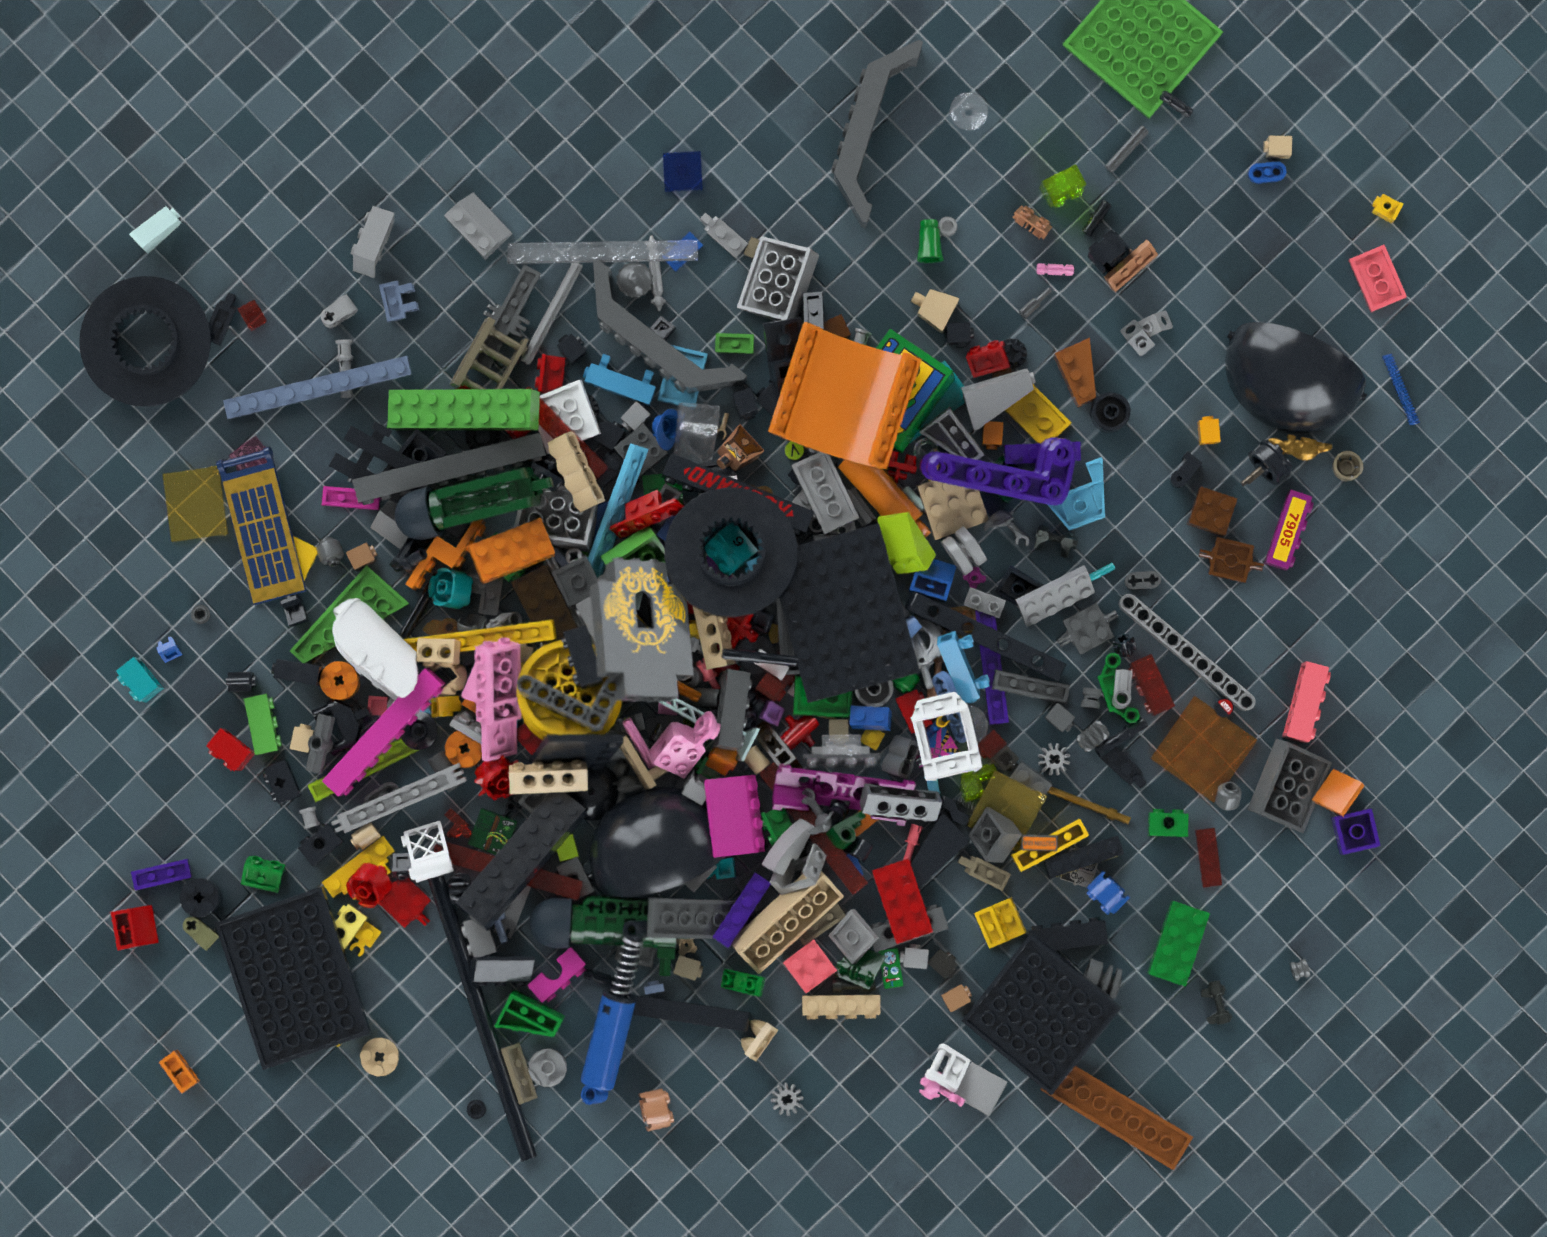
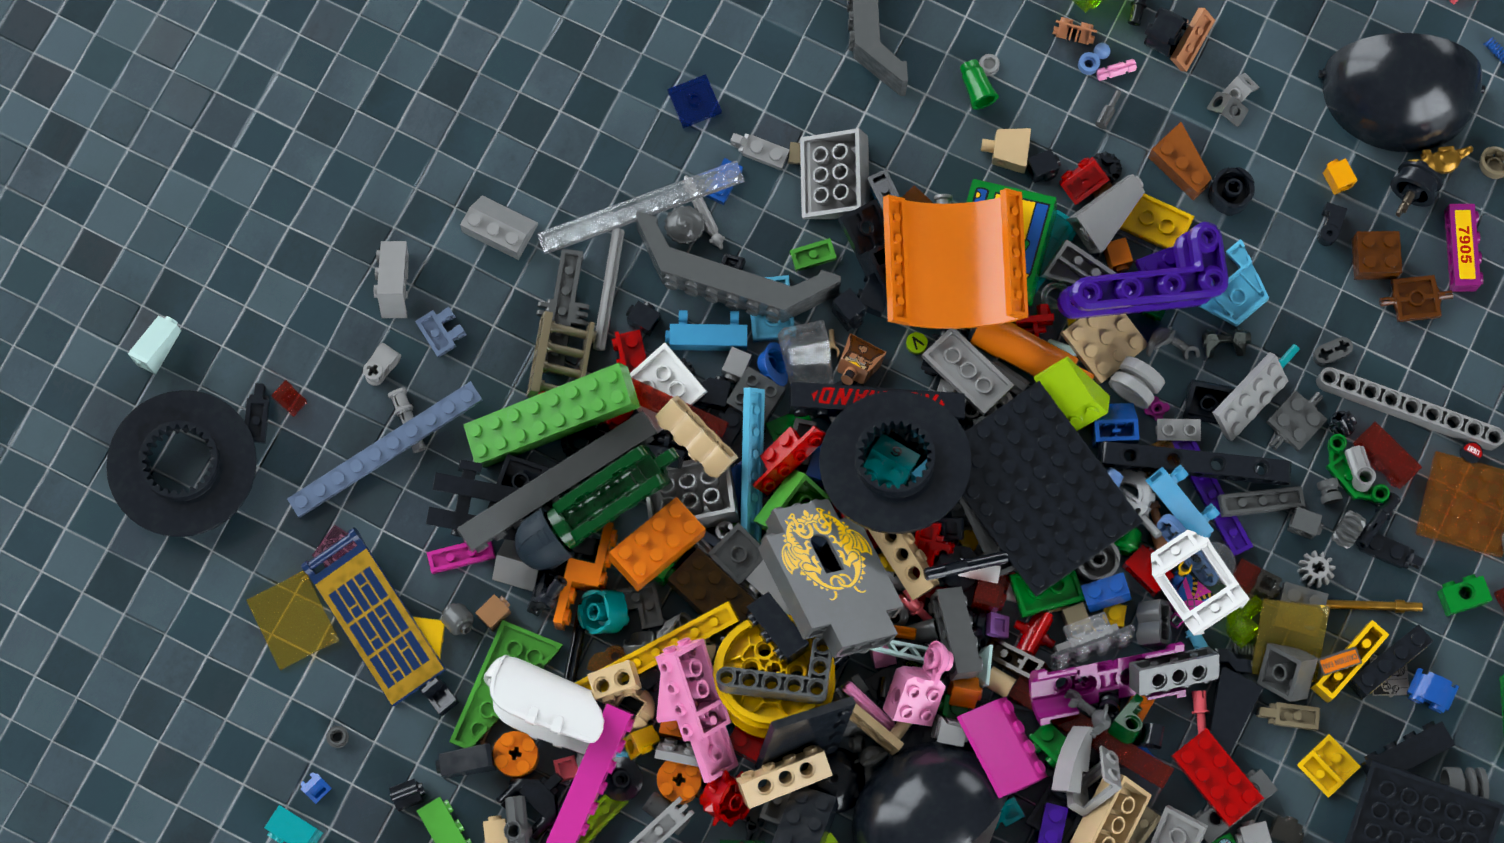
camera: 20 degrees left, 10 degrees down
(1048, 248) = (1101, 51): none -> medium blue plate

